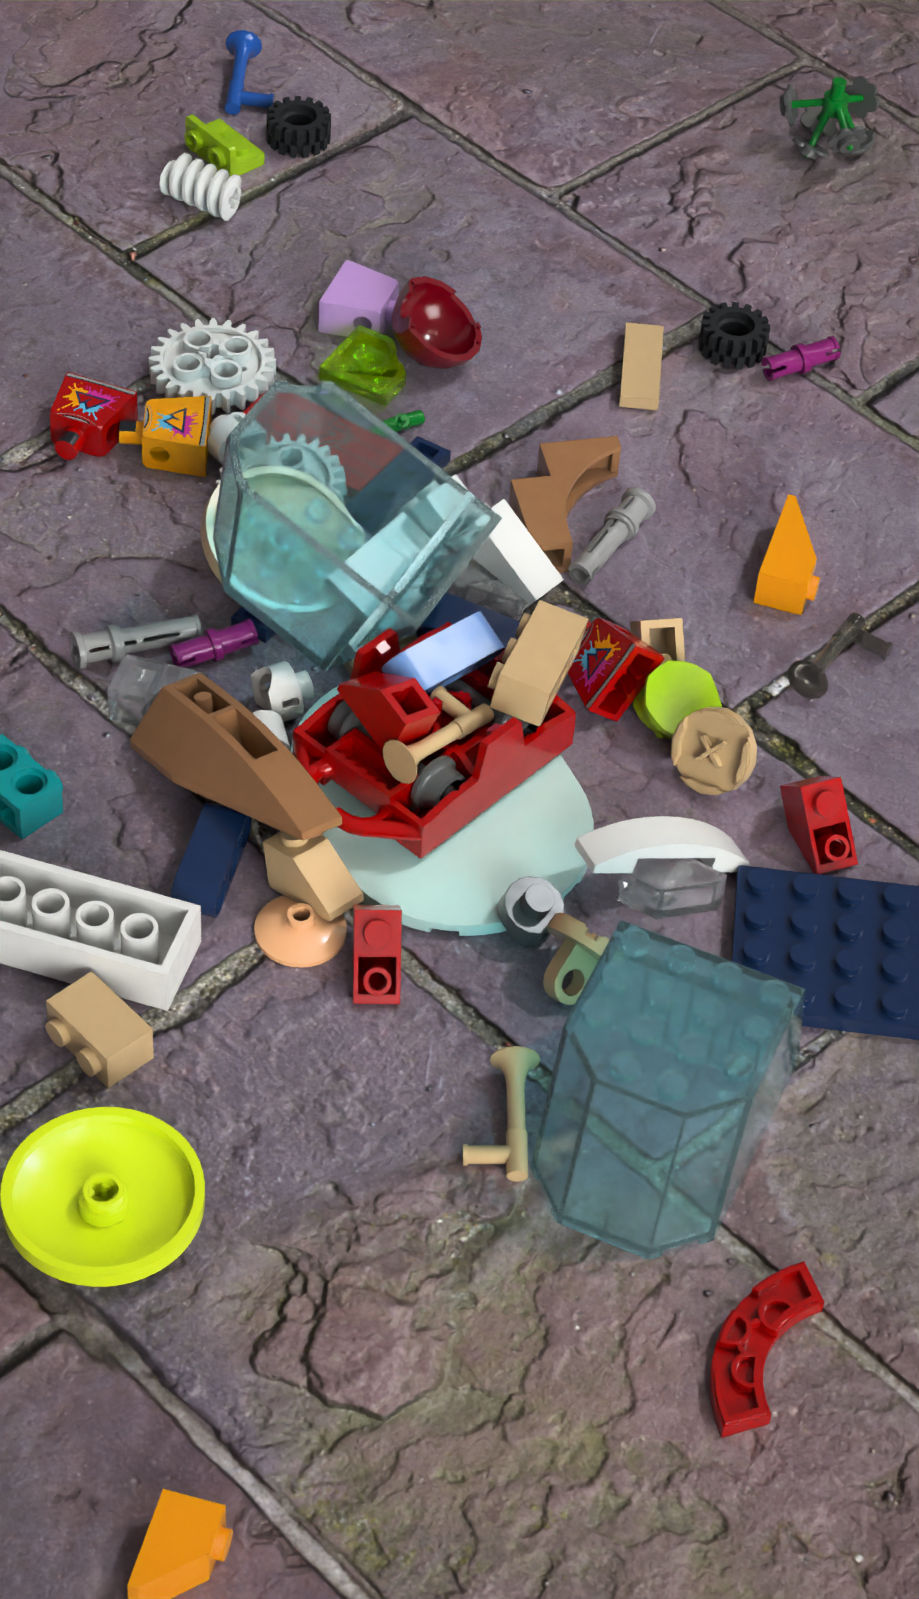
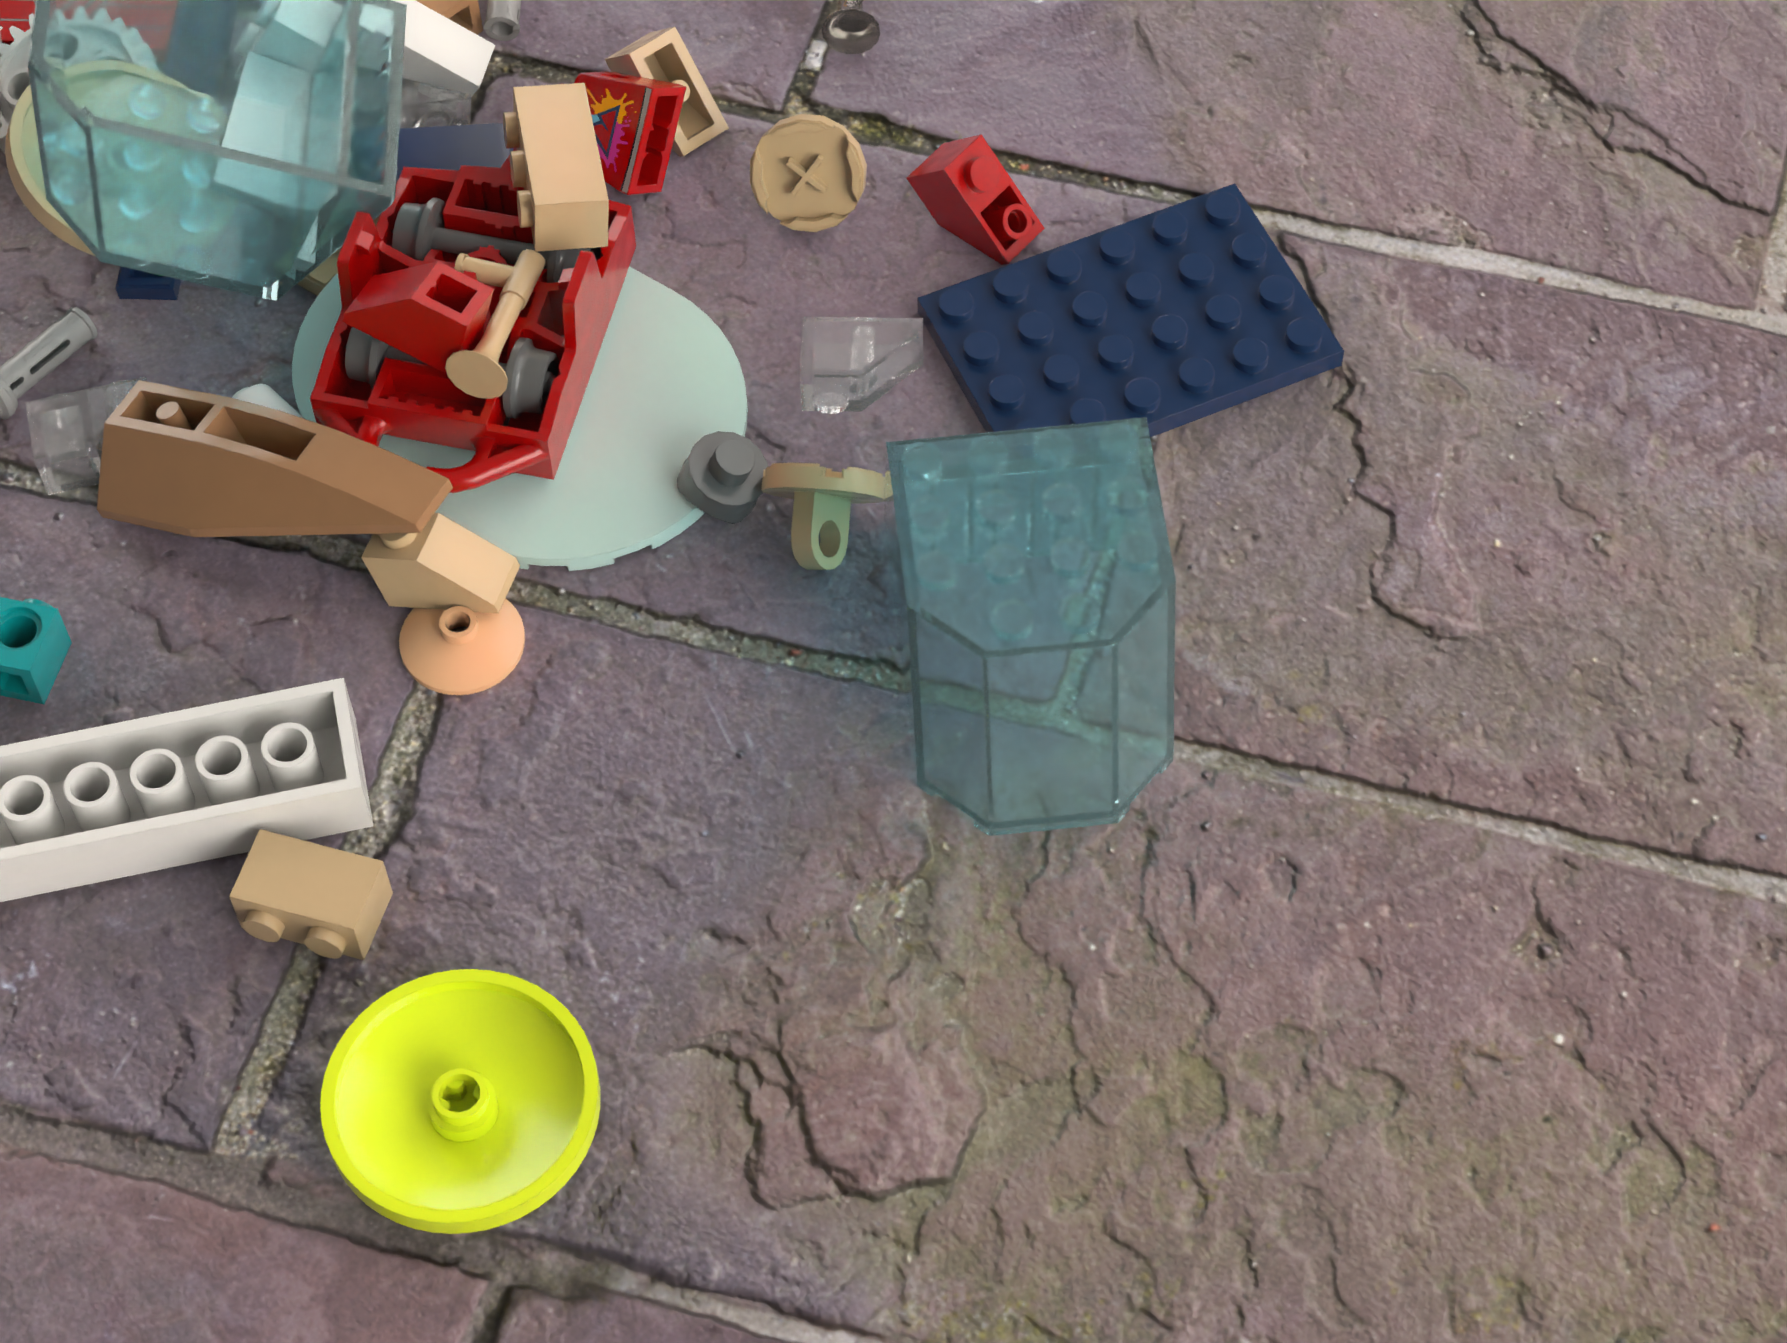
camera: 25 degrees left, 10 degrees up
(212, 858) = (301, 609): dark blue beam -> none
(214, 644) = (119, 334): magenta pin -> none
(285, 692) = (253, 354): white piece -> none
(376, 954) = (578, 622): red slope -> none
(448, 654) = (445, 209): beam -> none
(514, 1064) = (829, 676): tan piece -> none
(621, 844) = (788, 341): white slope -> none
(672, 694) = (721, 130): lime hat -> none
(746, 1341) = (1288, 865): red tile -> none

